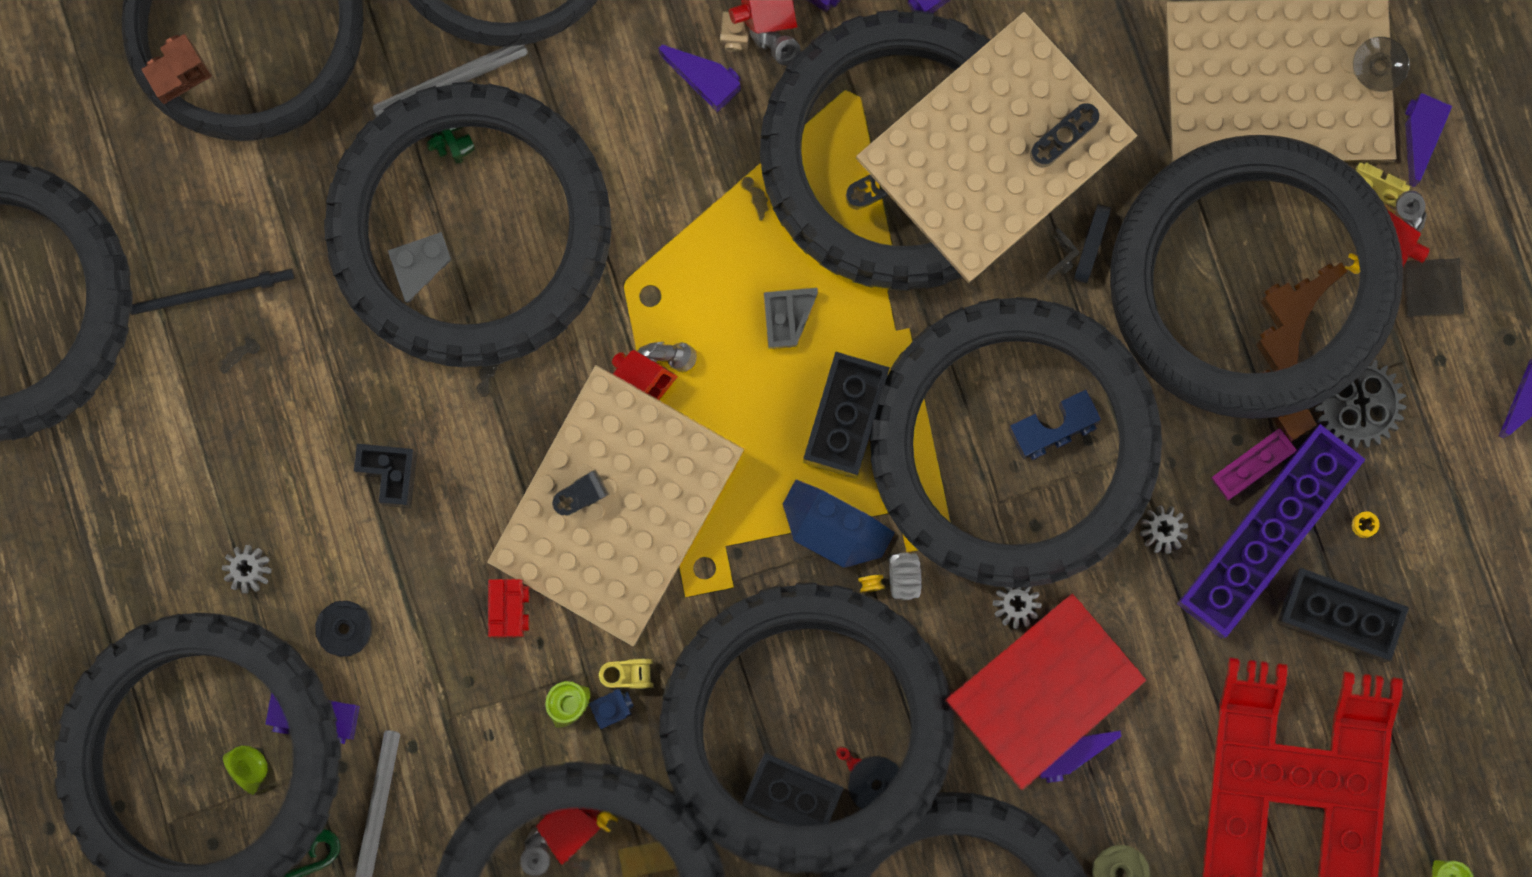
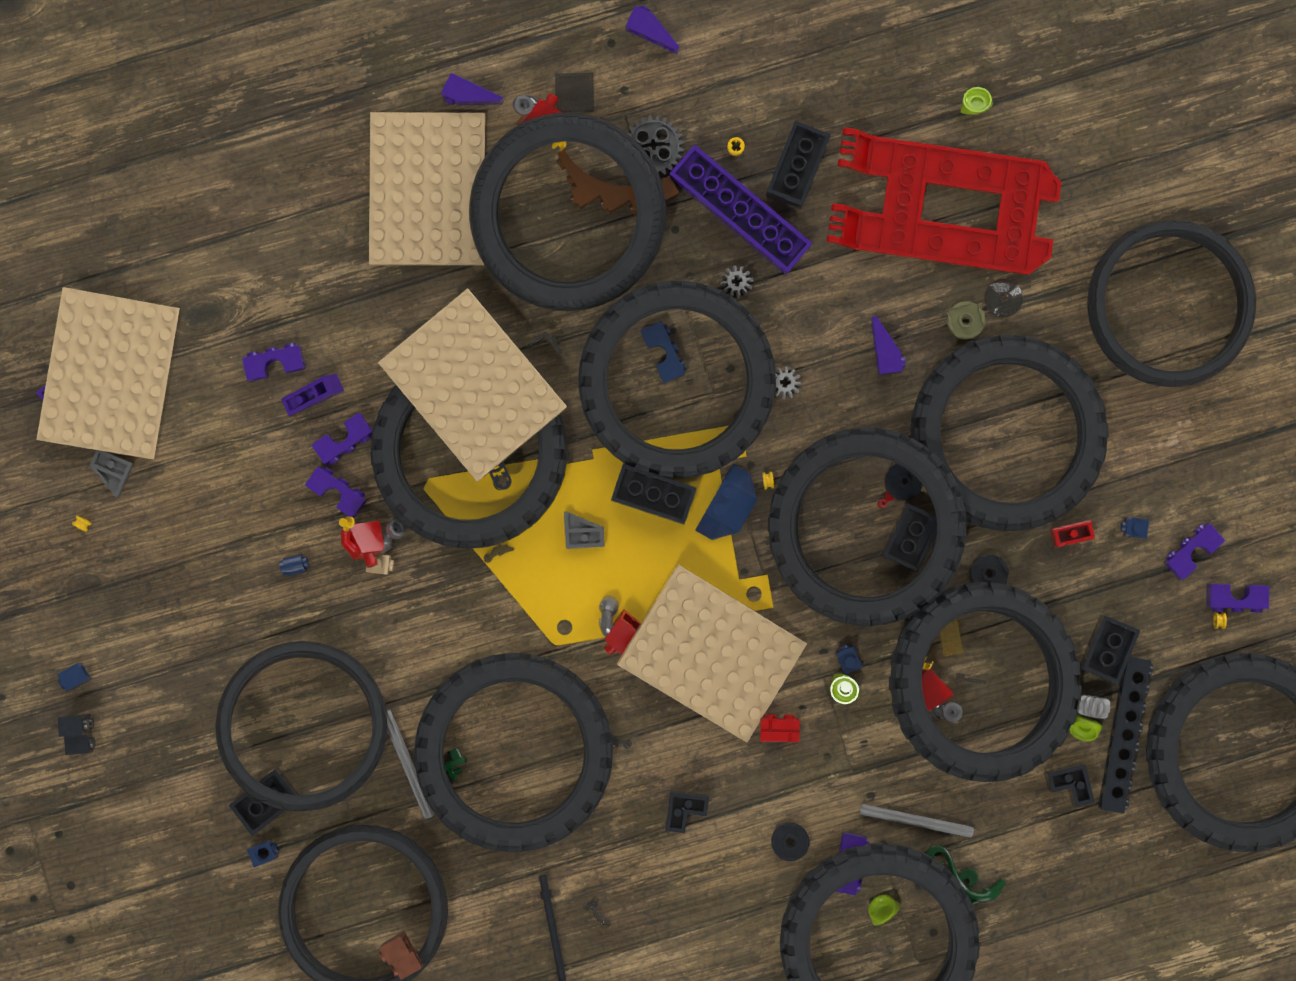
camera: 90 degrees left, 5 degrees up
(240, 578) = (752, 913): light grey gear -> none
(419, 263) = (542, 786): dark grey wing -> none
(583, 492) = (704, 674): black piece -> none
(629, 674) = (826, 646): light yellow piece -> none
(706, 77) = (412, 585): dark purple slope -> none
(905, 576) = (764, 457): light grey gear -> none
(1045, 691) = (845, 365): red piece -> none
(1054, 154) = (454, 330): black beam -> none
(1092, 243) = (538, 322): black beam -> none
(1253, 464) = (693, 219): magenta plate -> none
(1387, 189) = (506, 118): light yellow hinge -> none
(1390, 55) = (417, 110): clear smoke dish -> none

